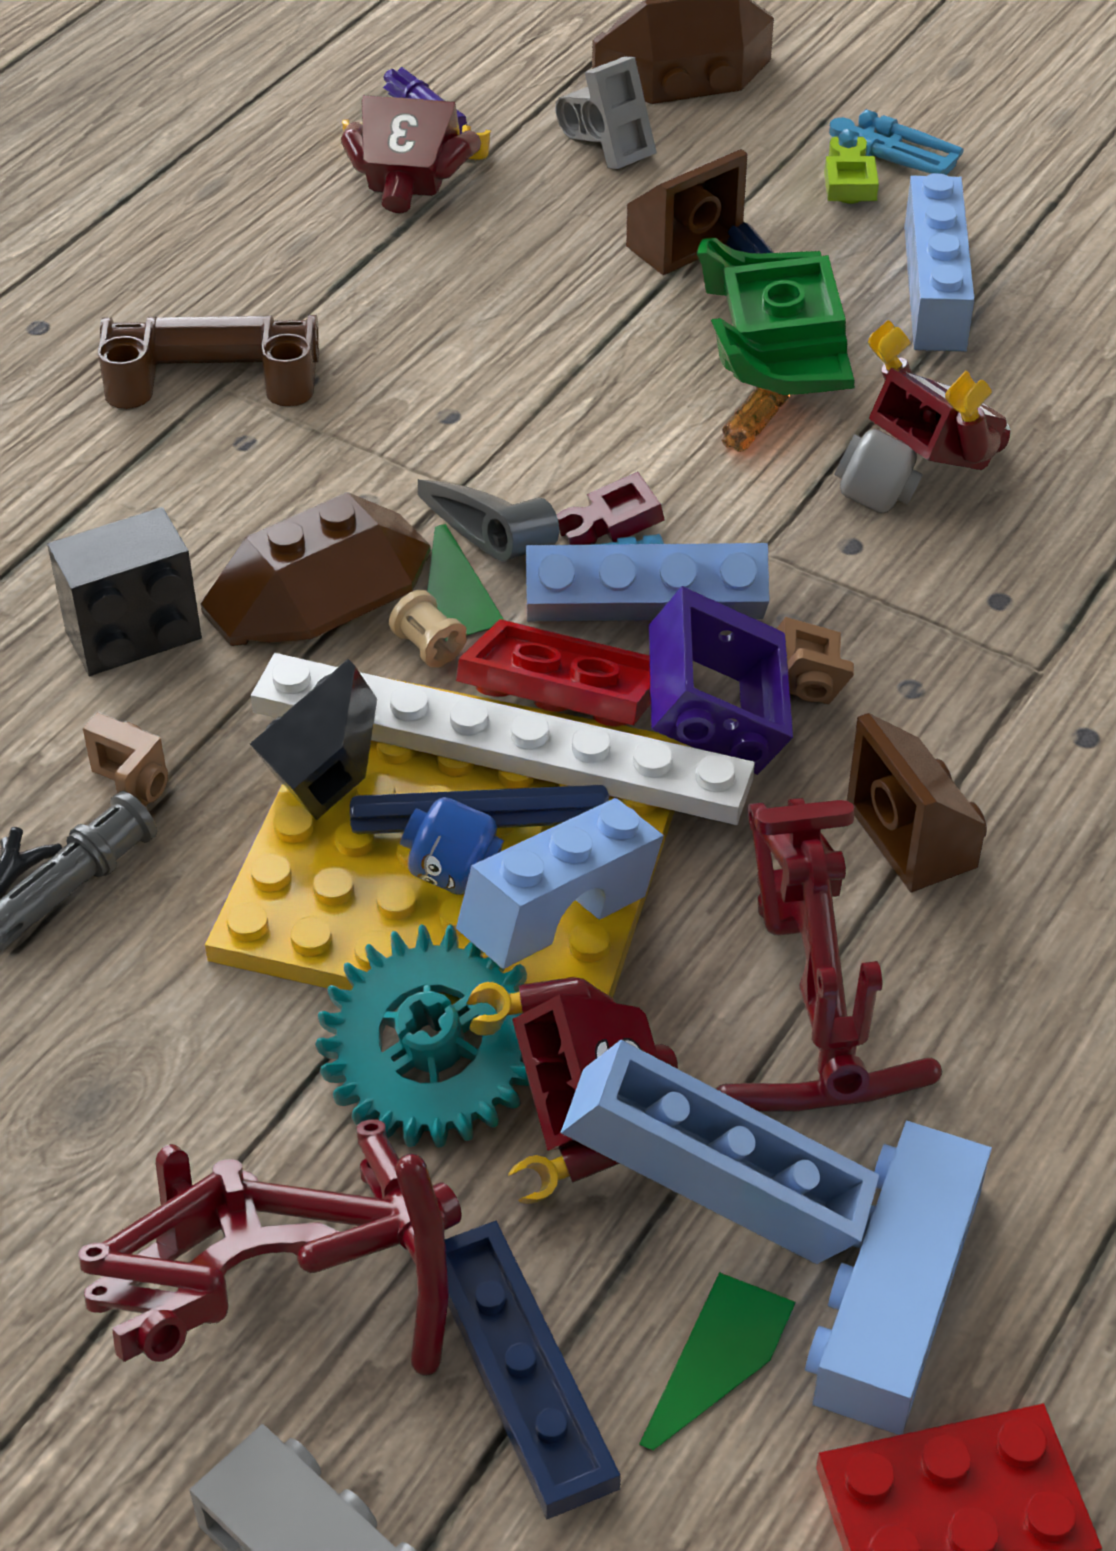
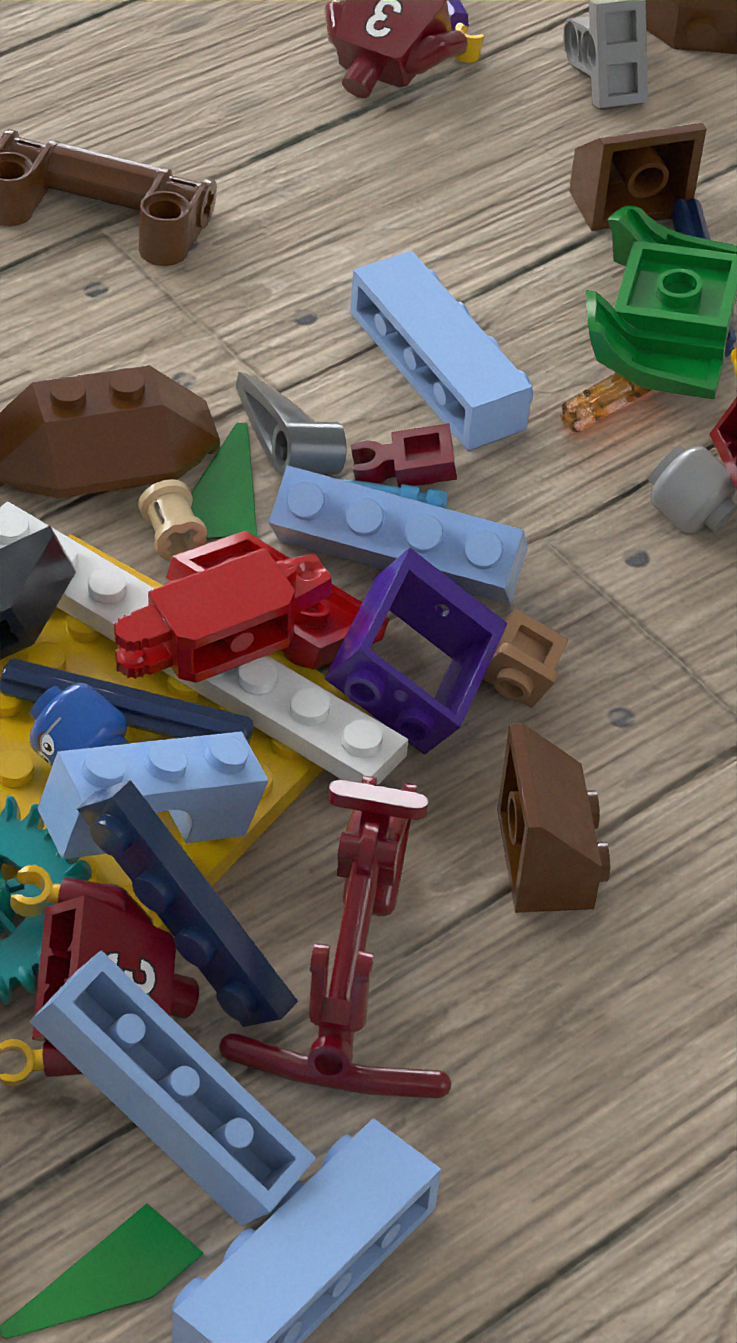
camera: 15 degrees right, 0 degrees up
(539, 699) = (220, 616): none -> red hinge
(592, 409) = (441, 350): none -> light blue brick
(646, 973) = (187, 905): none -> dark blue plate

